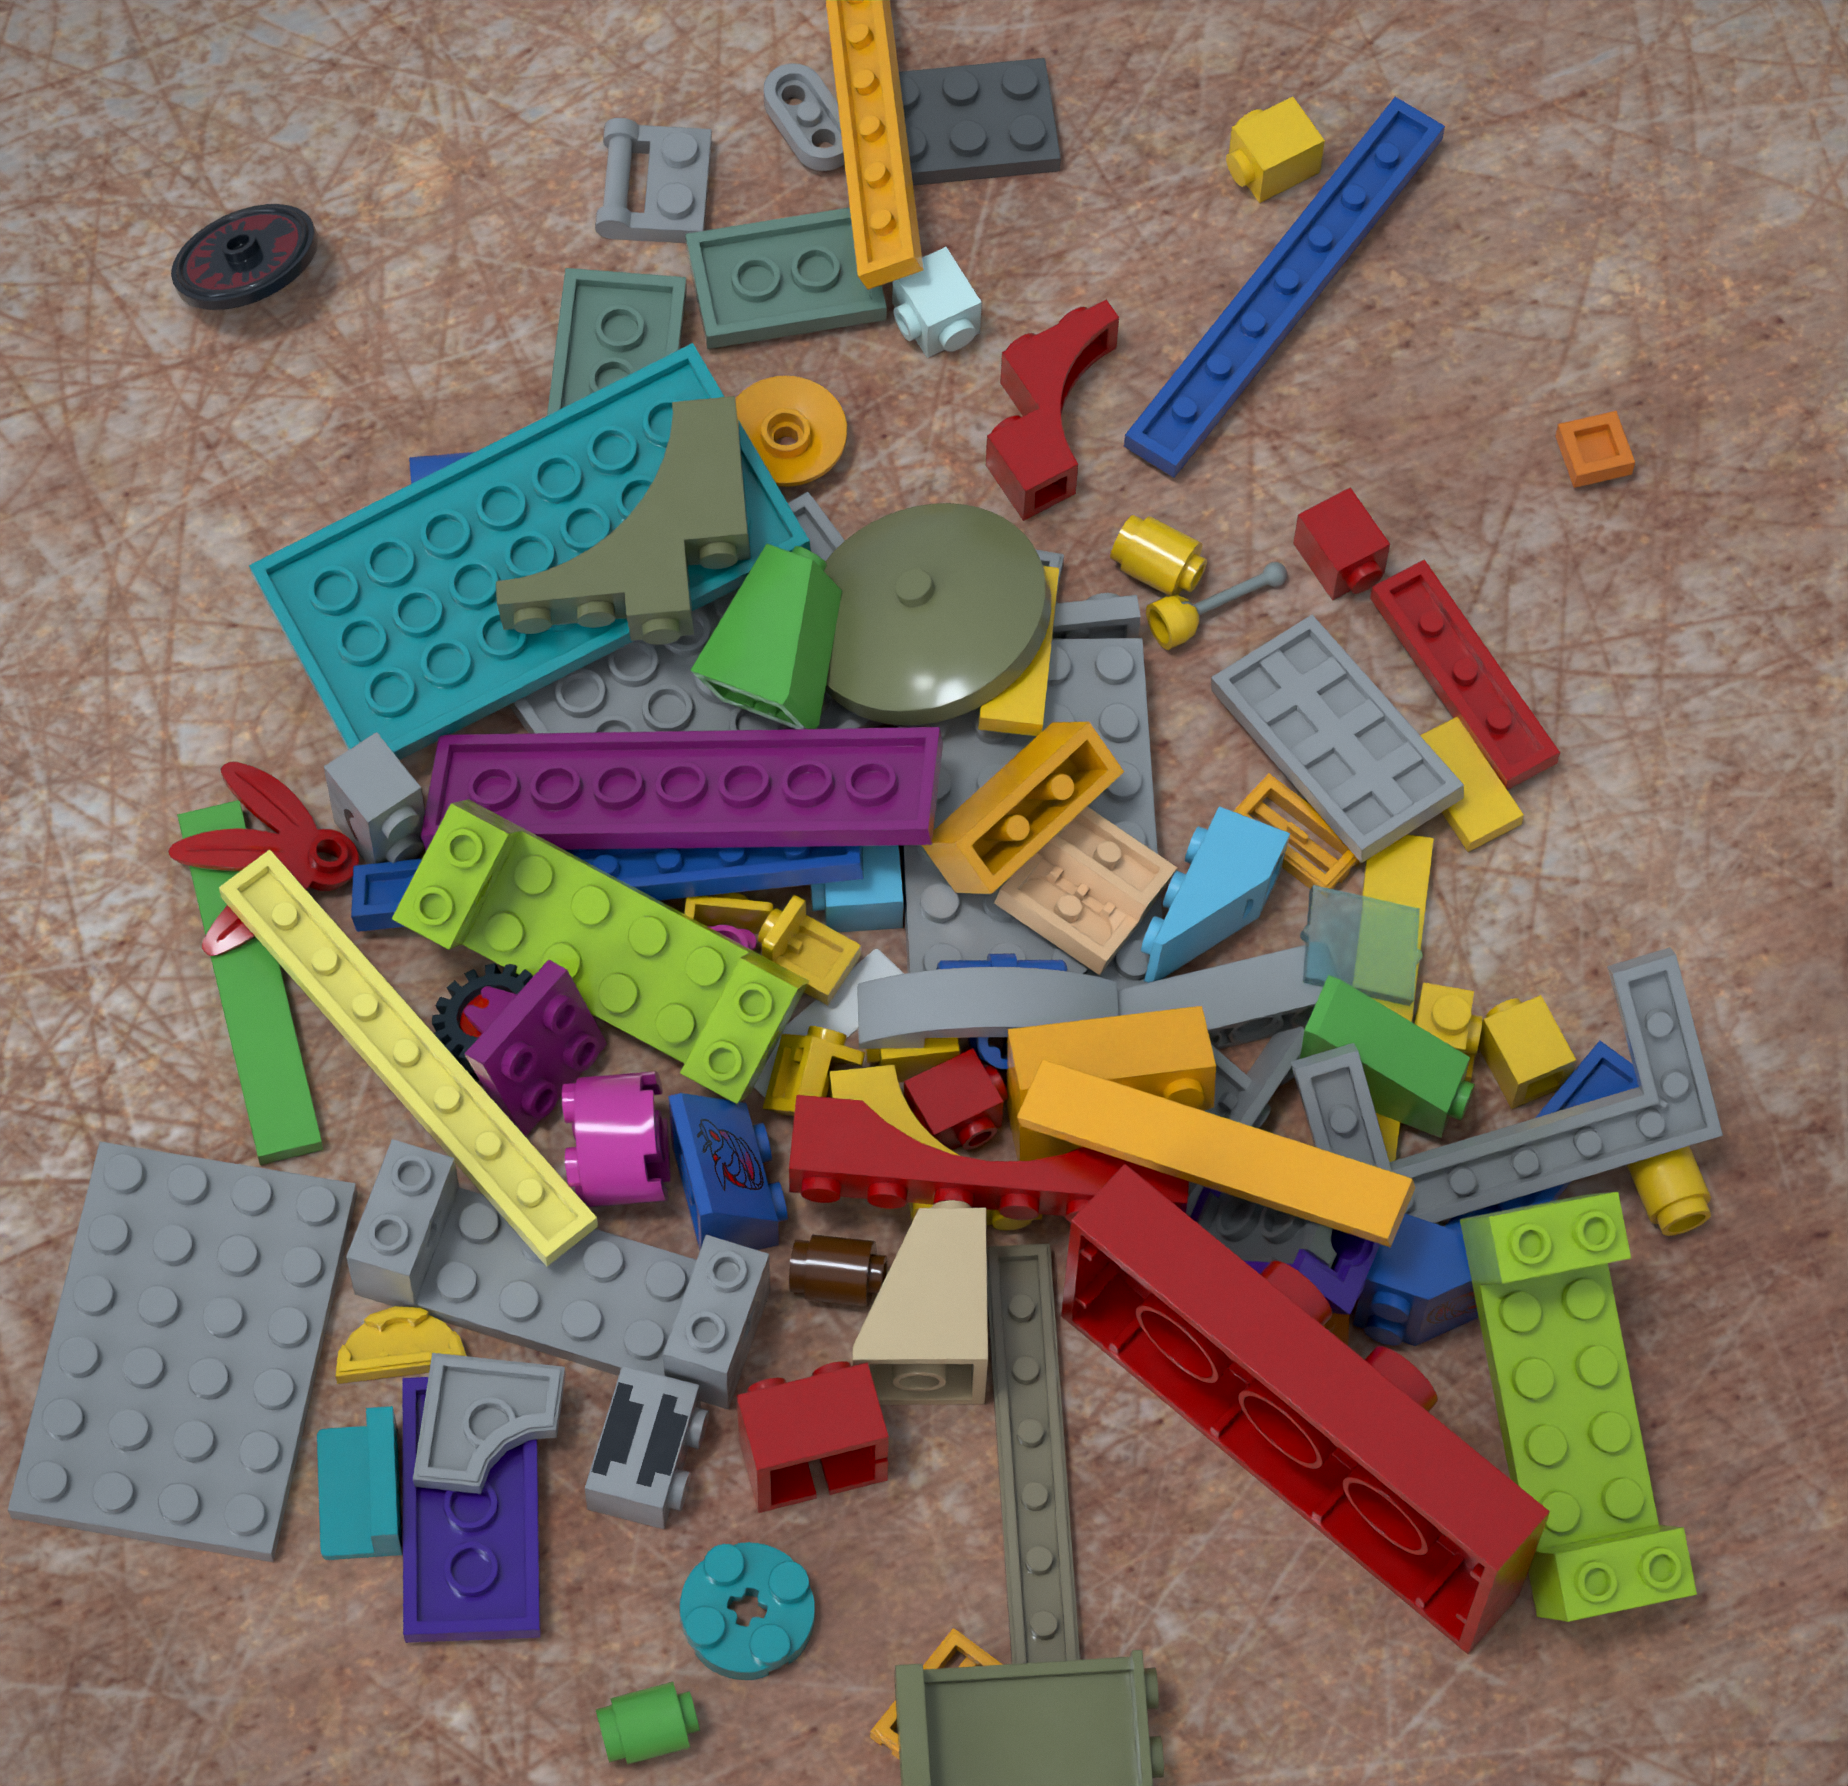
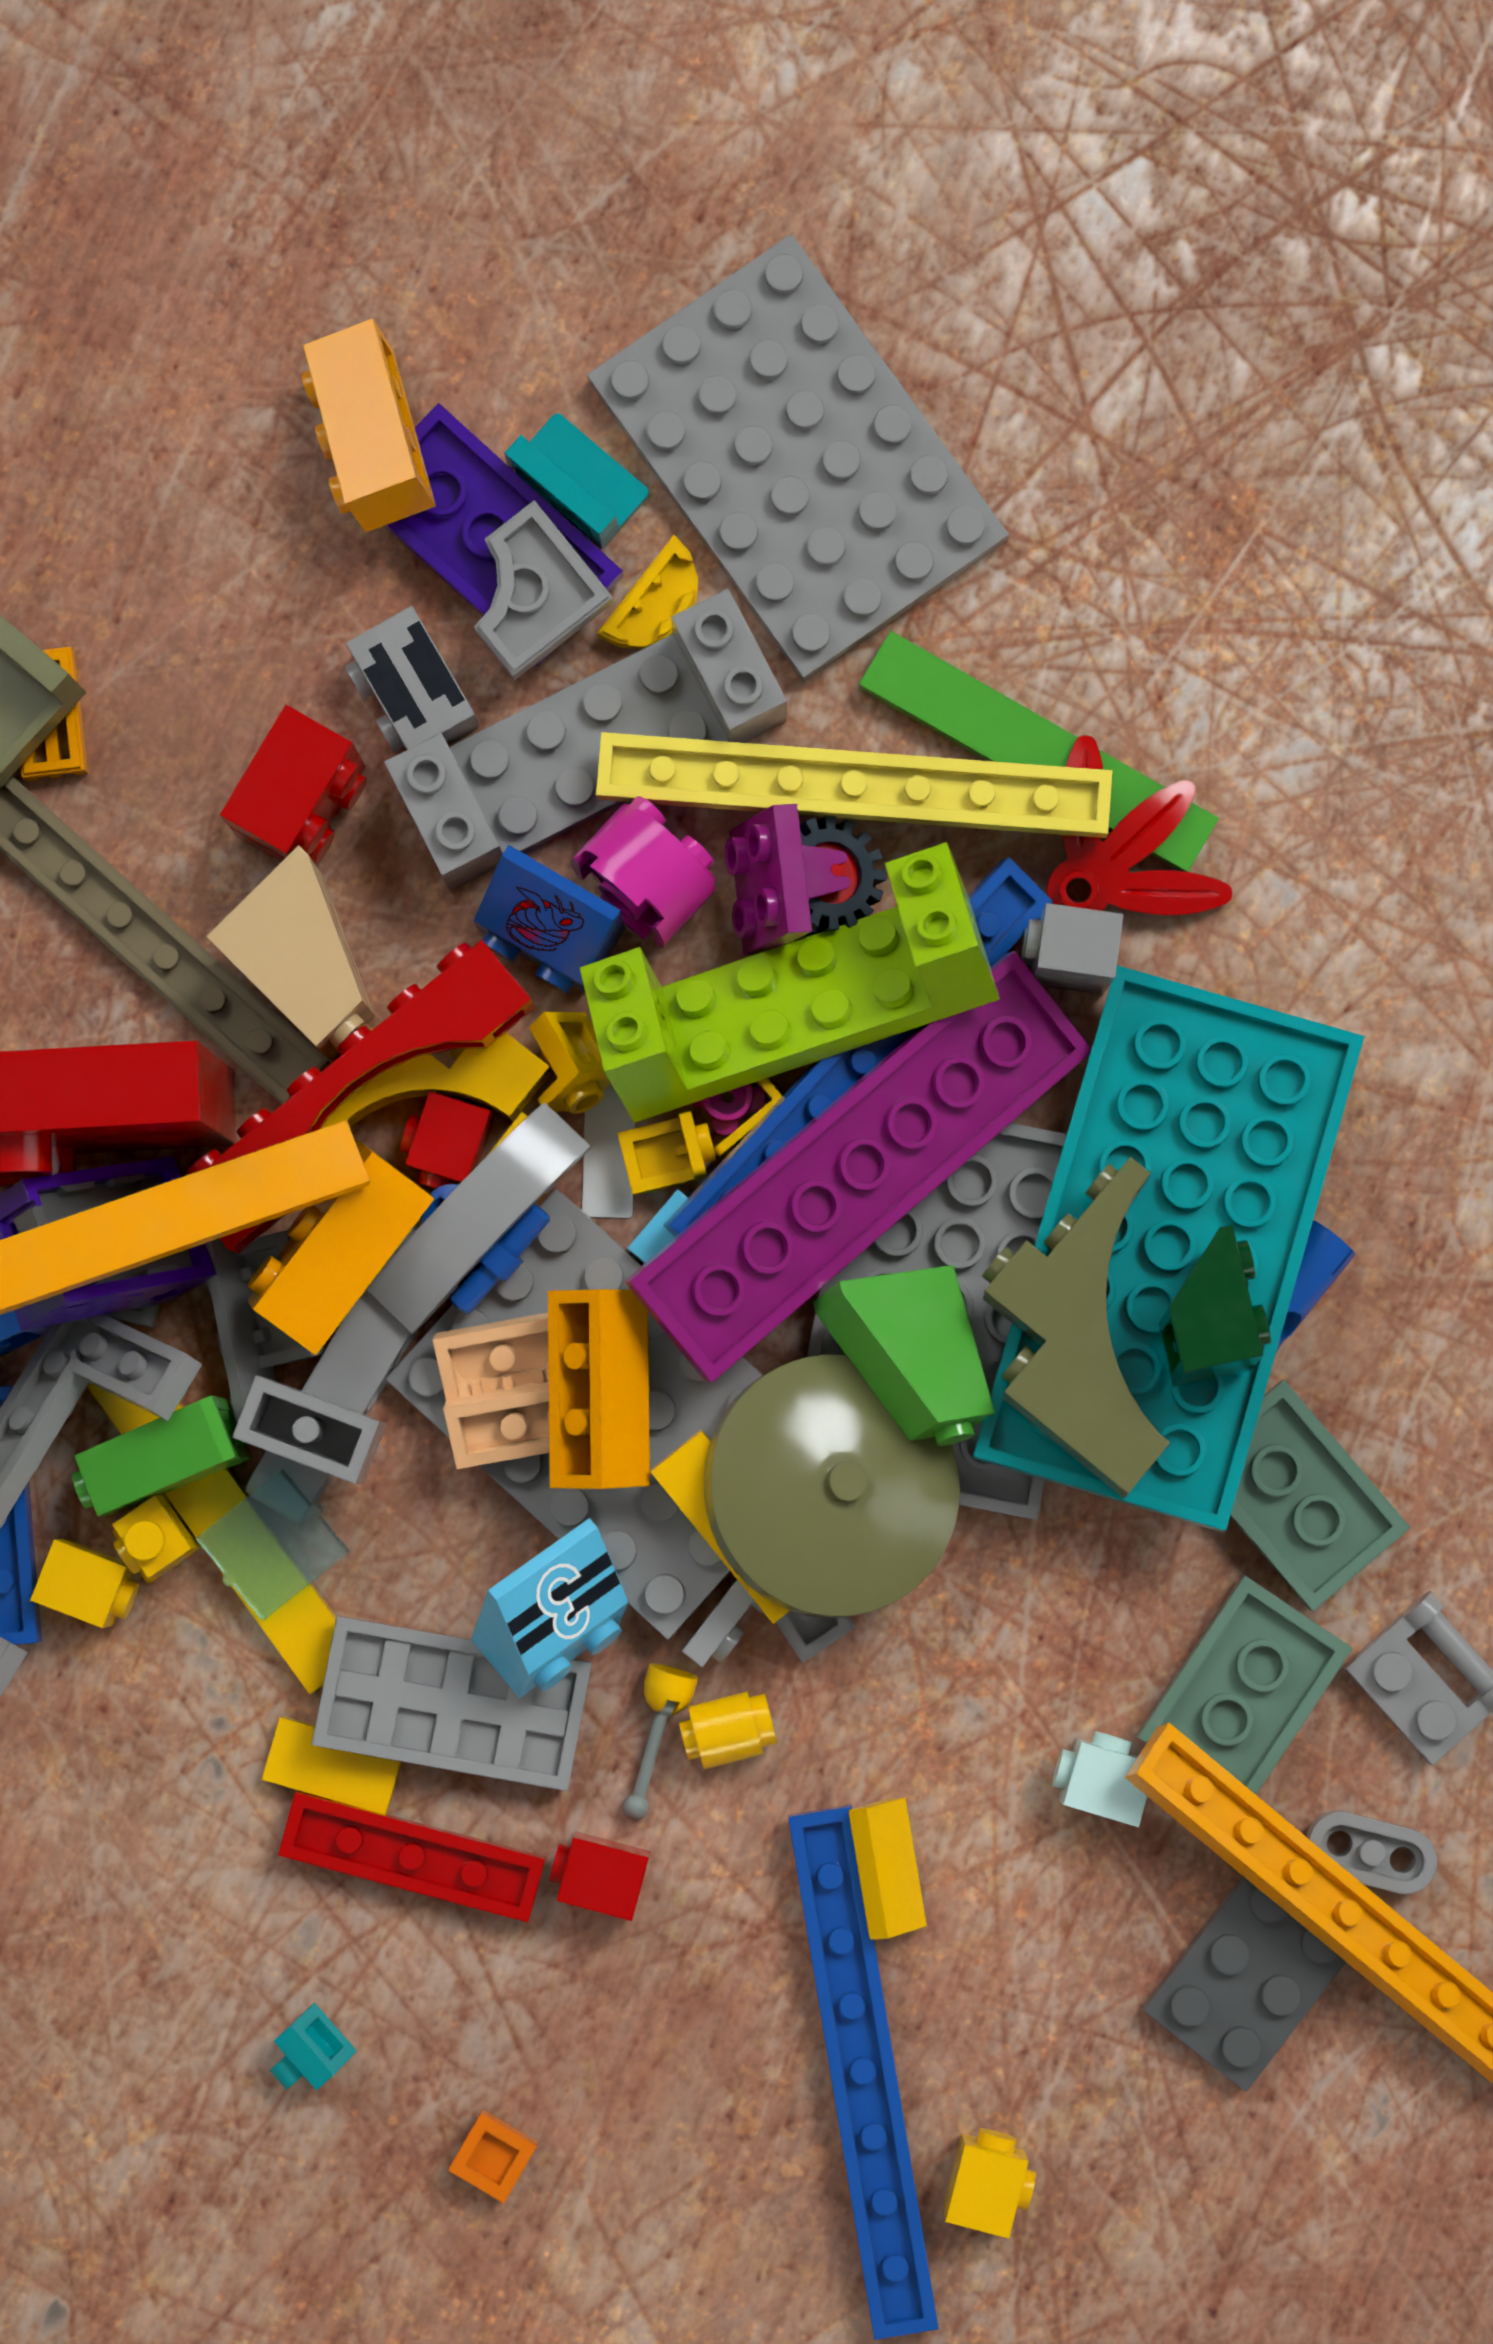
camera: 140 degrees right, 20 degrees up
(477, 1656) = (366, 426): none -> light orange brick
(555, 456) = (1211, 1321): none -> dark green slope
(647, 1723) = (219, 504): bright green brick -> none
(729, 1576) = (244, 614): teal plate -> none
(795, 410) = (1134, 1577): light orange dish -> none
(837, 1269) = (409, 940): reddish brown brick -> none
(1038, 373) = (970, 1797): red arch -> none
(1141, 381) = (887, 1868): none -> yellow tile
(1207, 715) = (552, 1611): none -> medium azure slope
(1220, 893) = (418, 1502): medium azure slope -> none
(1256, 965) = (309, 1430): none -> light grey brick
(1302, 811) = (469, 1597): light orange tile -> none
(1659, 616) = (311, 2049): none -> teal tile

